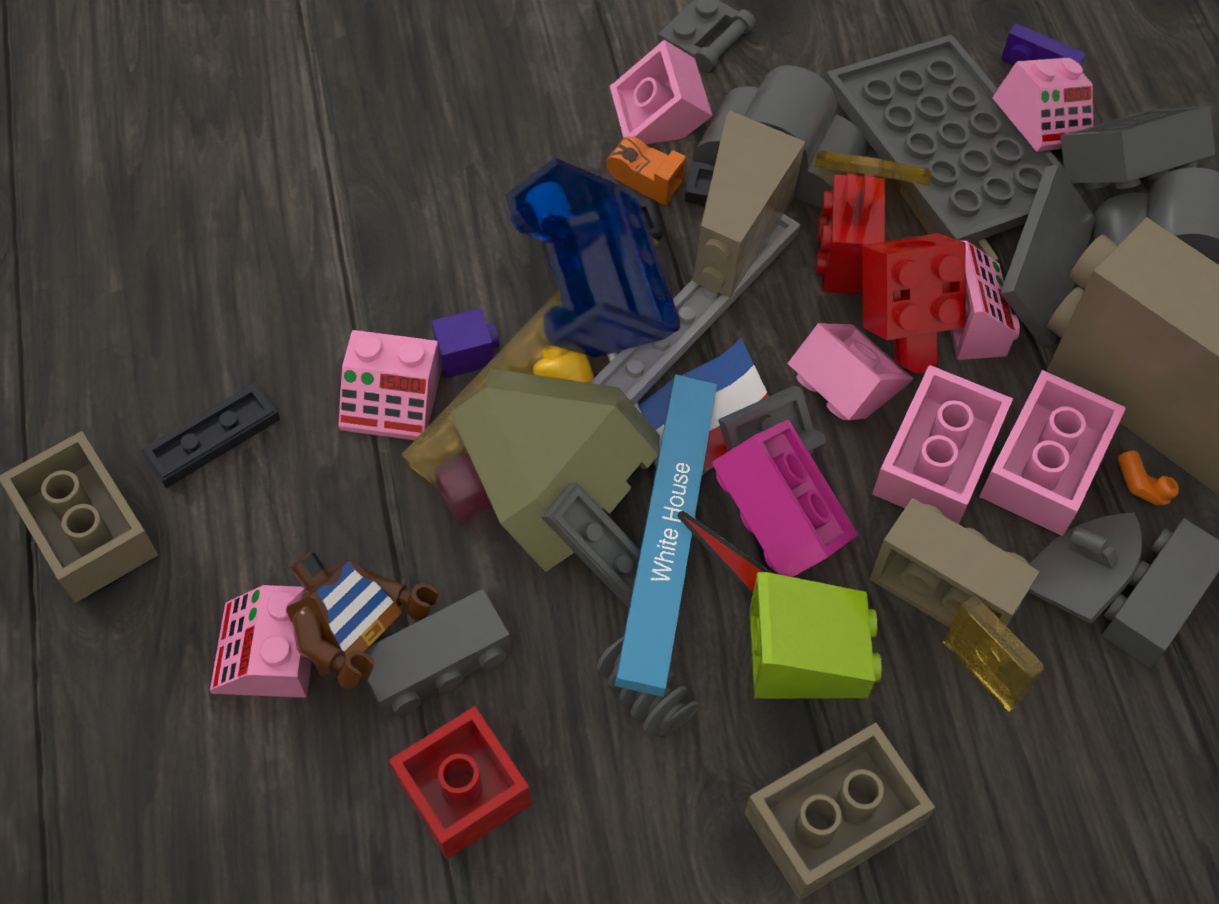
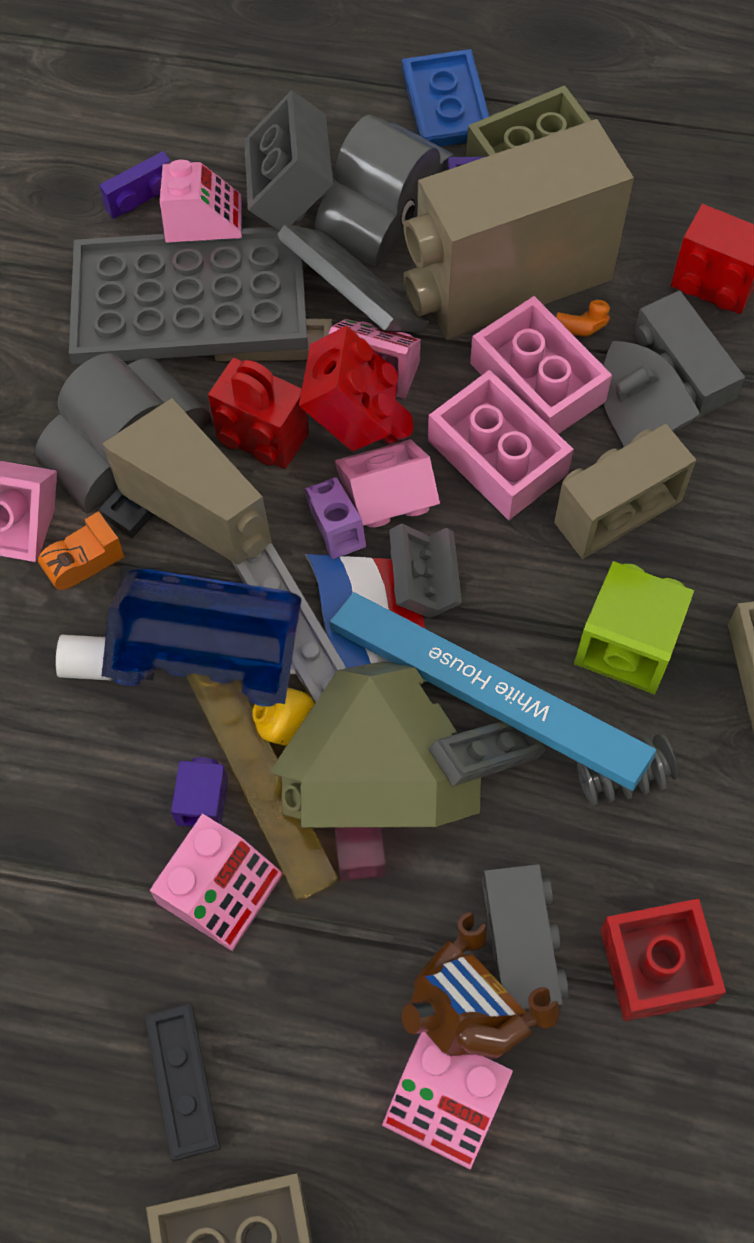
camera: 65 degrees left, 5 degrees up
(736, 562) = (553, 645): sticker -> none
(780, 340) = (335, 518): none -> medium lavender leg
(784, 499) = (502, 586): dark pink slope -> none
(873, 166) = (208, 363): clear yellow tile -> none
(993, 653) = (703, 494): clear yellow tile -> none

